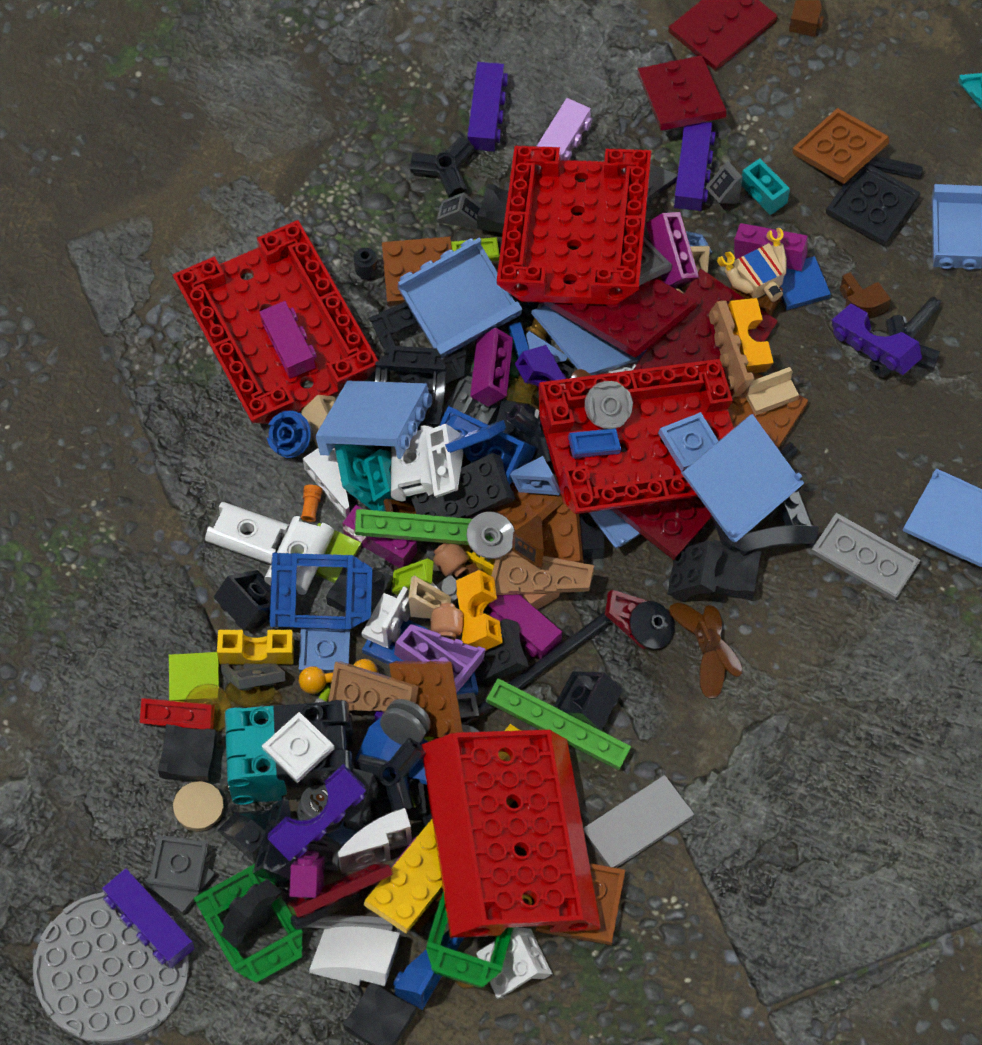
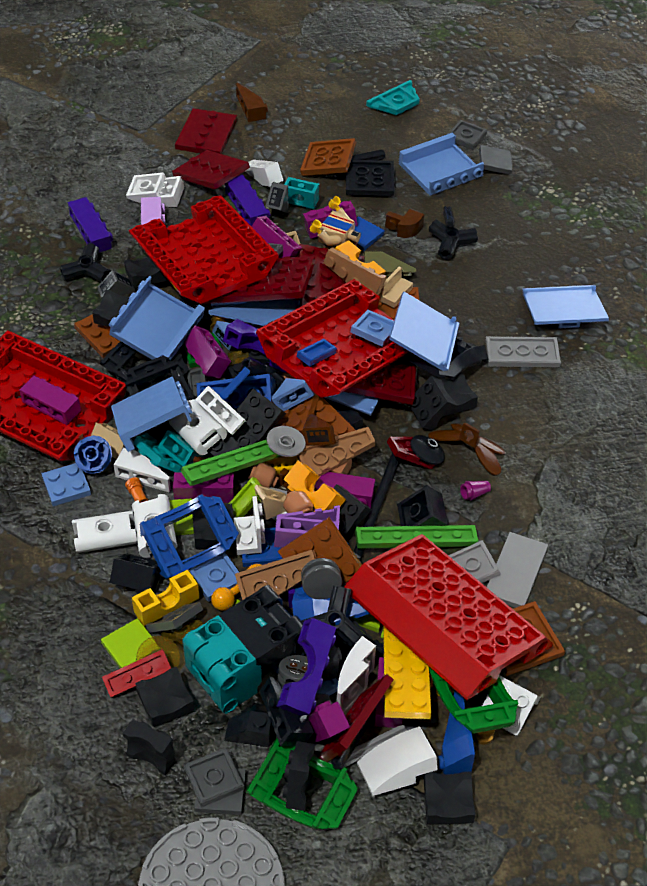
camera: 35 degrees left, 15 degrees down
(143, 802) = (149, 745): none -> black brick
(147, 918) = (219, 829): dark purple brick -> none
(198, 806) = (197, 730): tan tile -> none
(246, 451) = (65, 484): none -> medium blue plate
(298, 747) = (259, 631): white tile -> none
(365, 263) = (72, 337): black brick -> none
(426, 247) = (108, 308): none -> black brick
(519, 341) = (217, 333): blue beam -> none
(597, 789) = (477, 561): none -> light grey tile
(599, 89) = (156, 185): none -> white slope
(608, 405) = (309, 325): light grey tile -> none
(666, 702) = (474, 489): none -> magenta cone
(745, 127) = (265, 172): none -> white slope
(792, 349) = (388, 263): none -> olive slope
(895, 351) = (453, 233): dark purple arch -> none

